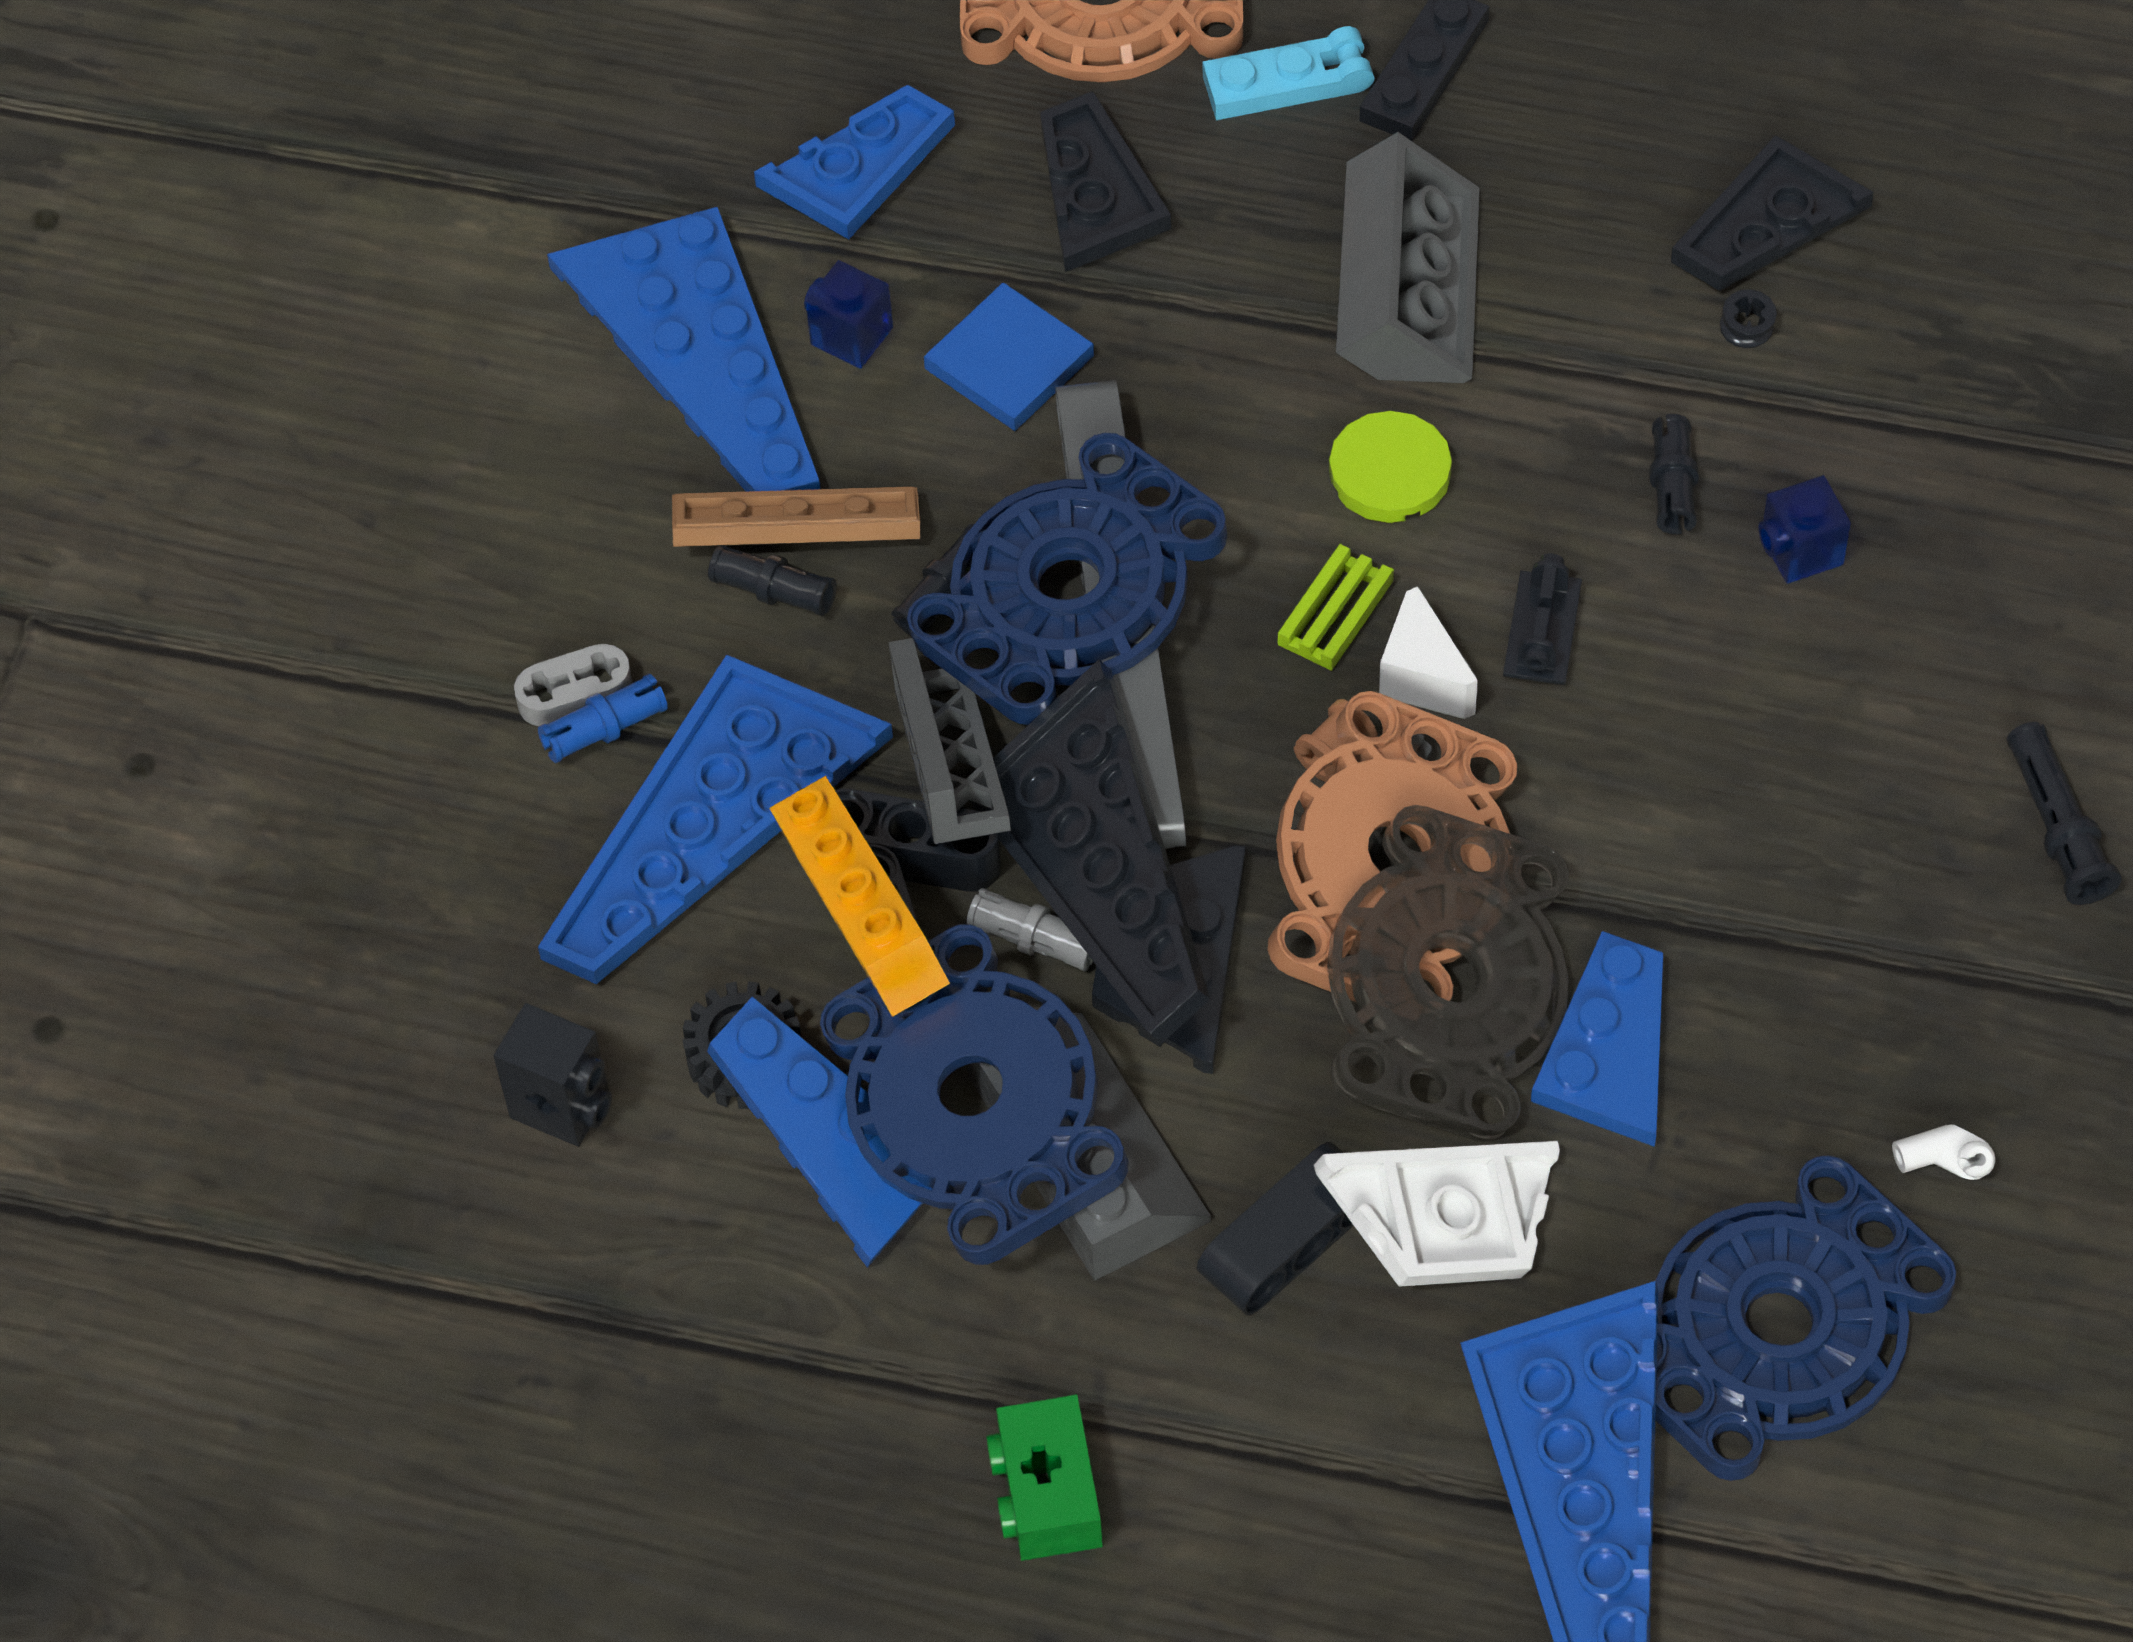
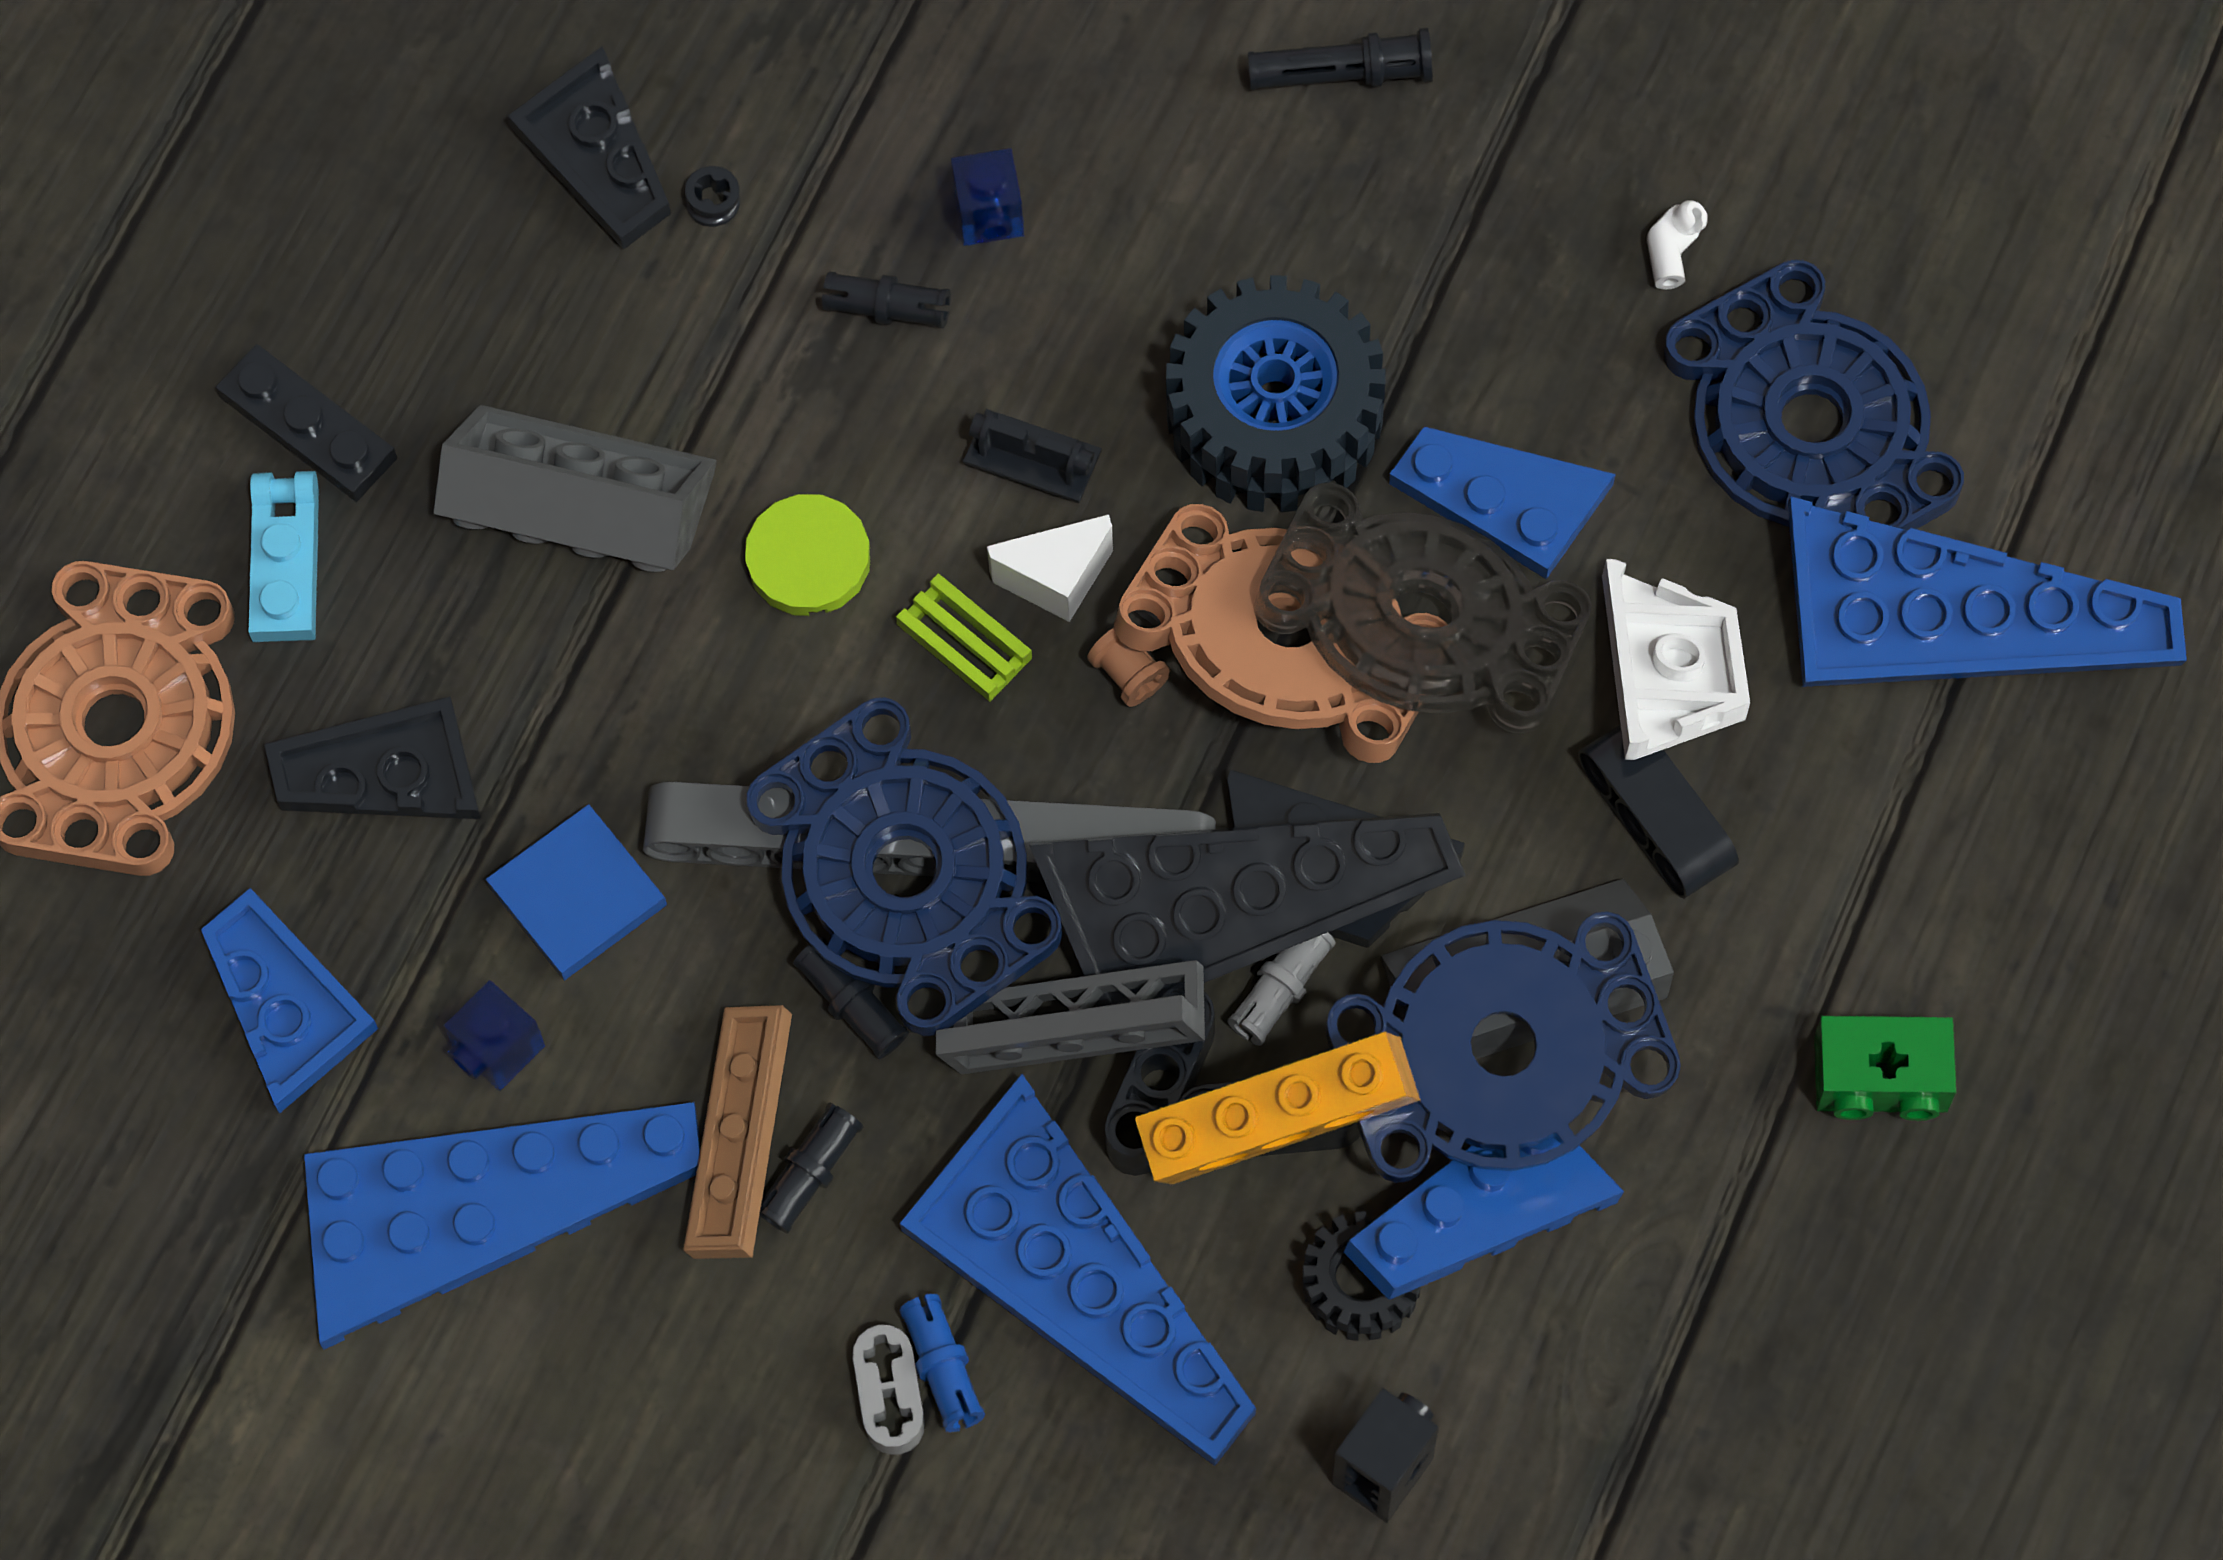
camera: 80 degrees left, 10 degrees up
(1646, 850) = (1282, 456): none -> black wheel

